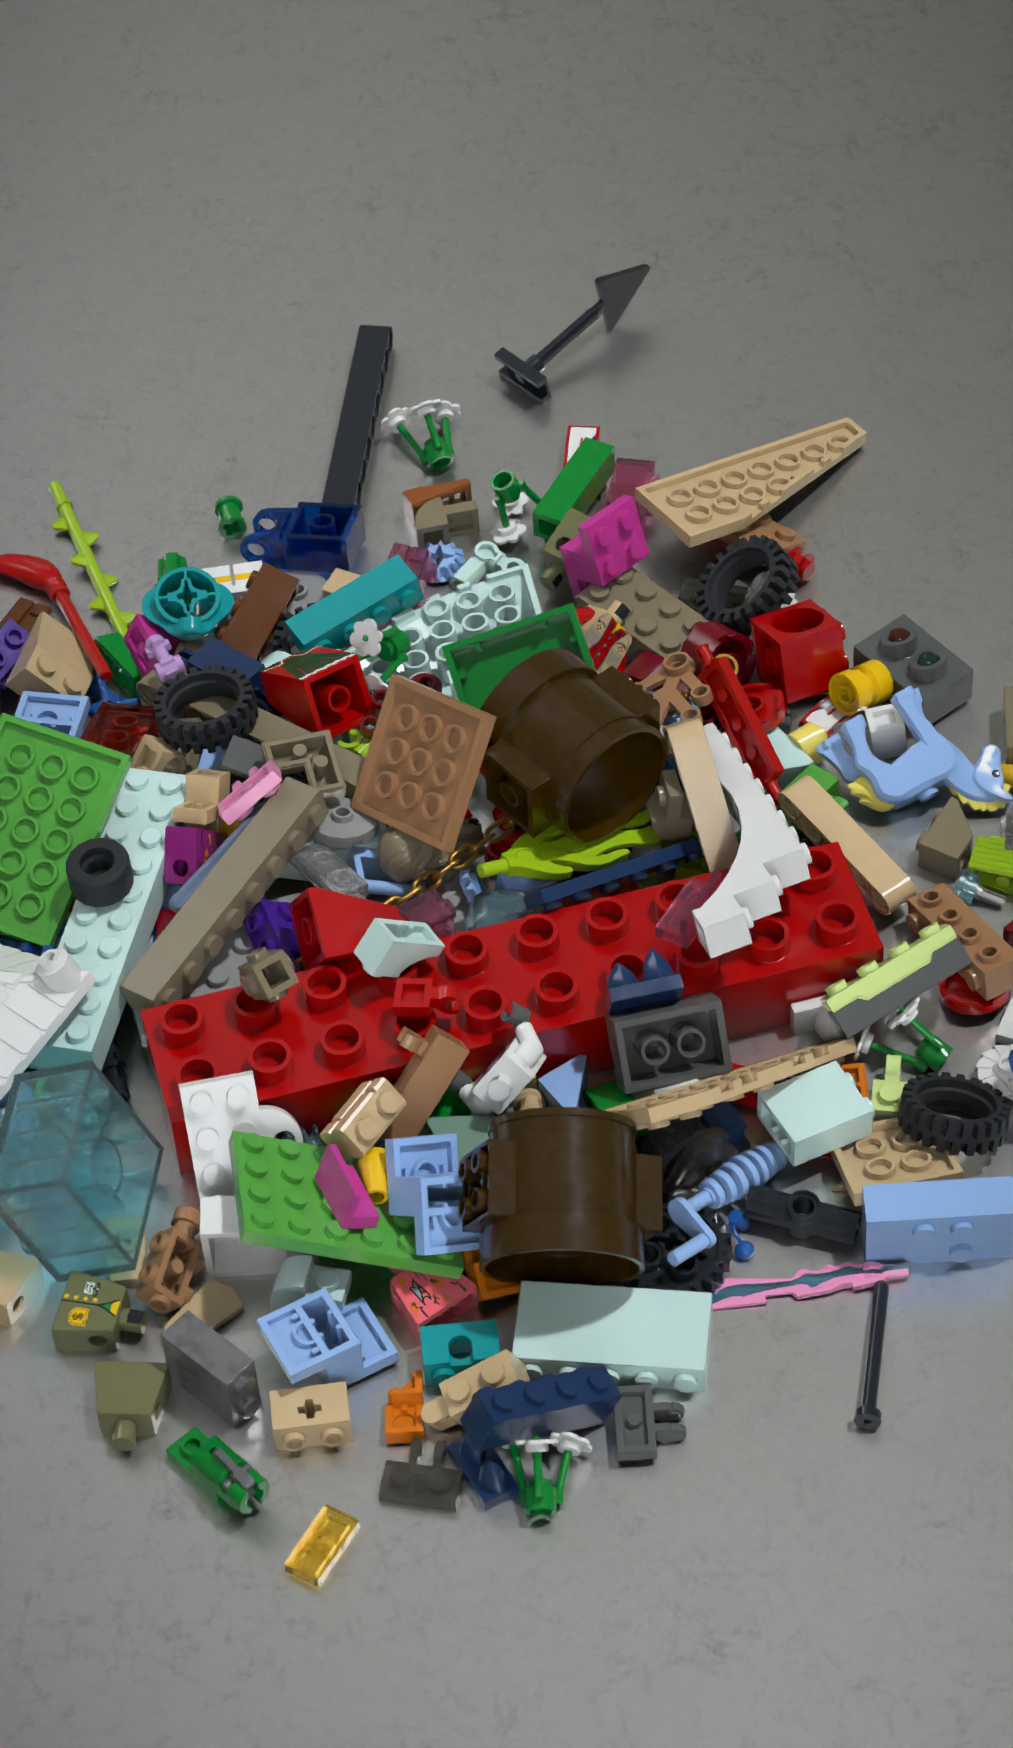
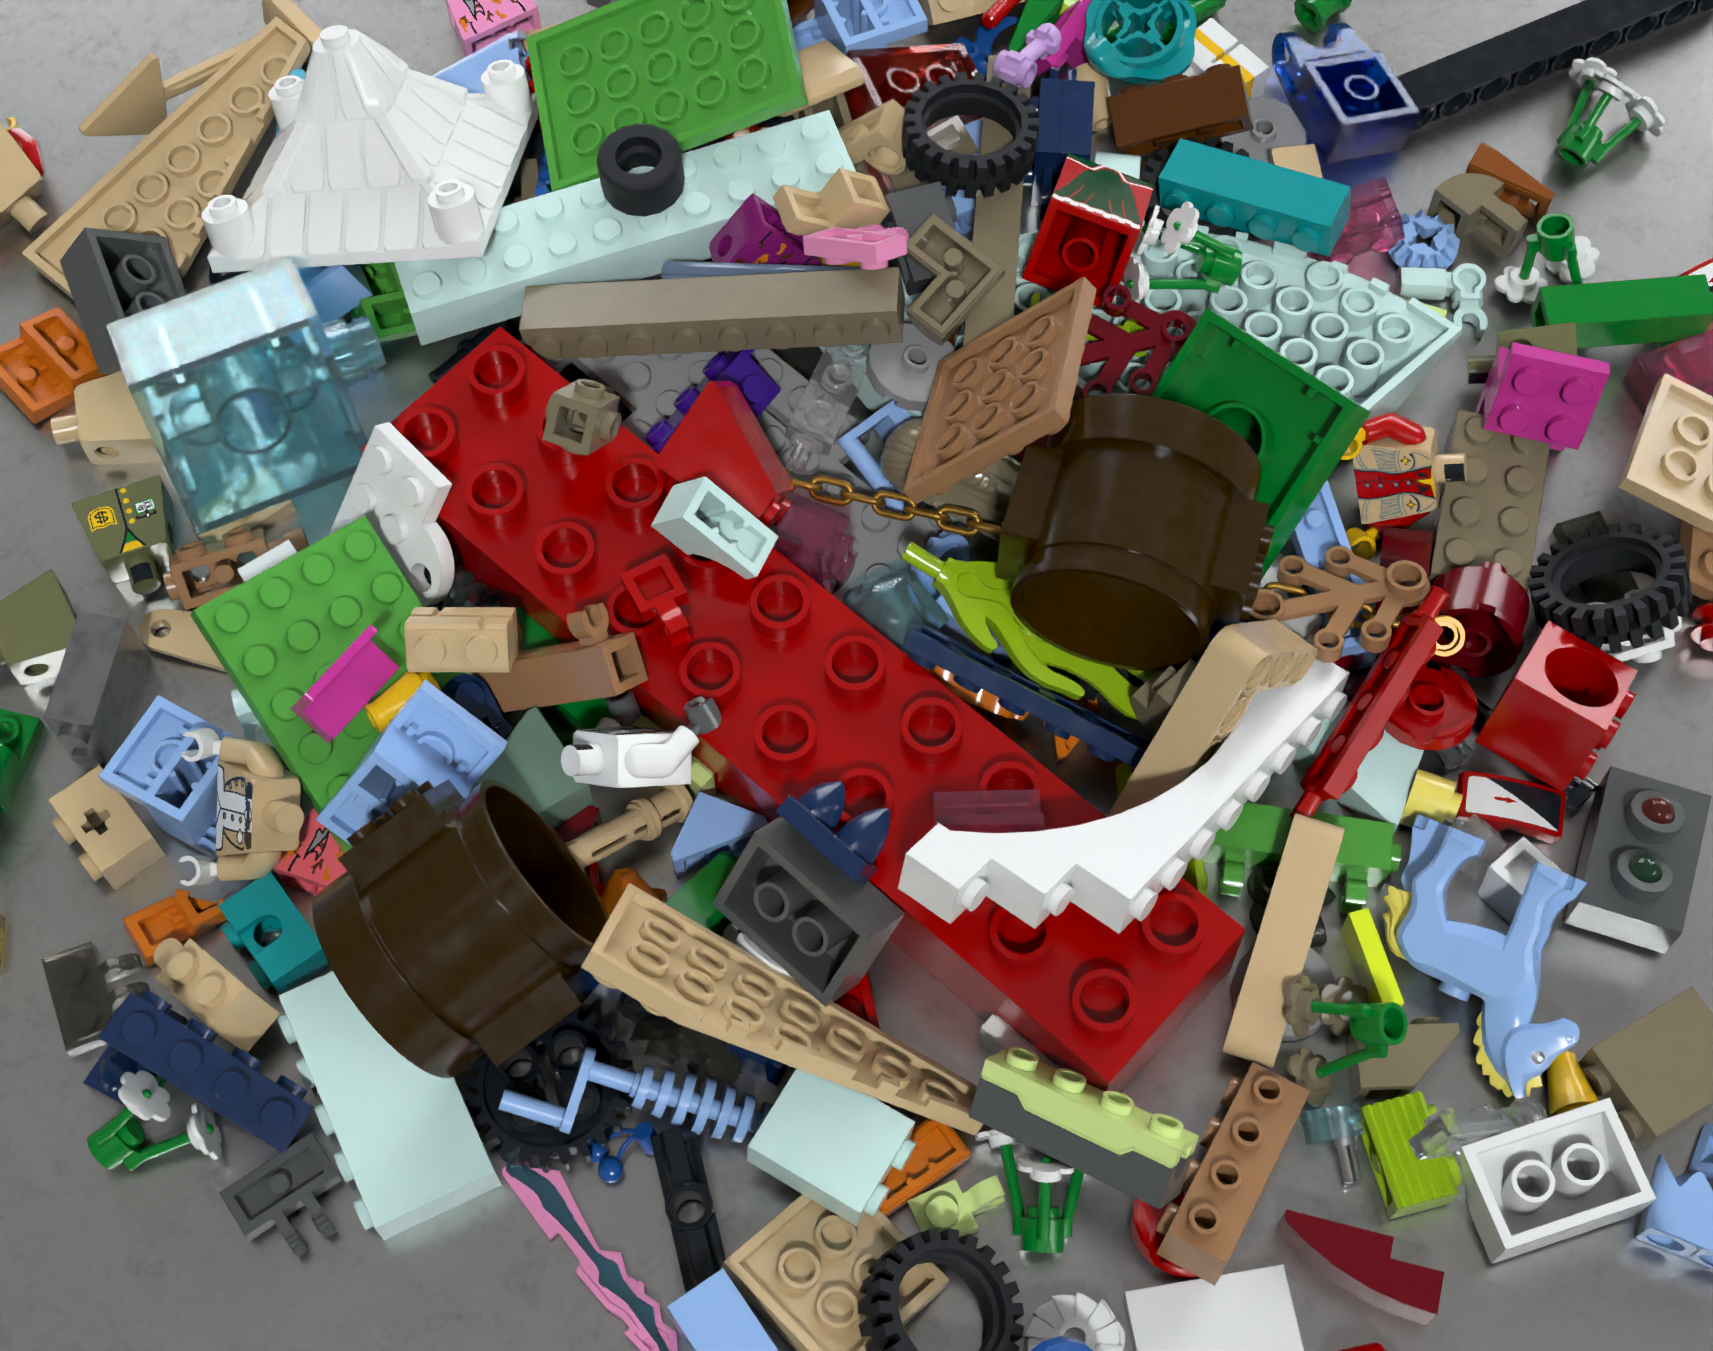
camera: 55 degrees right, 15 degrees up
(380, 1302) = (255, 809): none -> tan torso
(860, 687) = (1563, 816): yellow wheel -> none
(888, 823) = (1370, 958): none -> neon yellow tile
(930, 821) = (1346, 1011): none -> plant

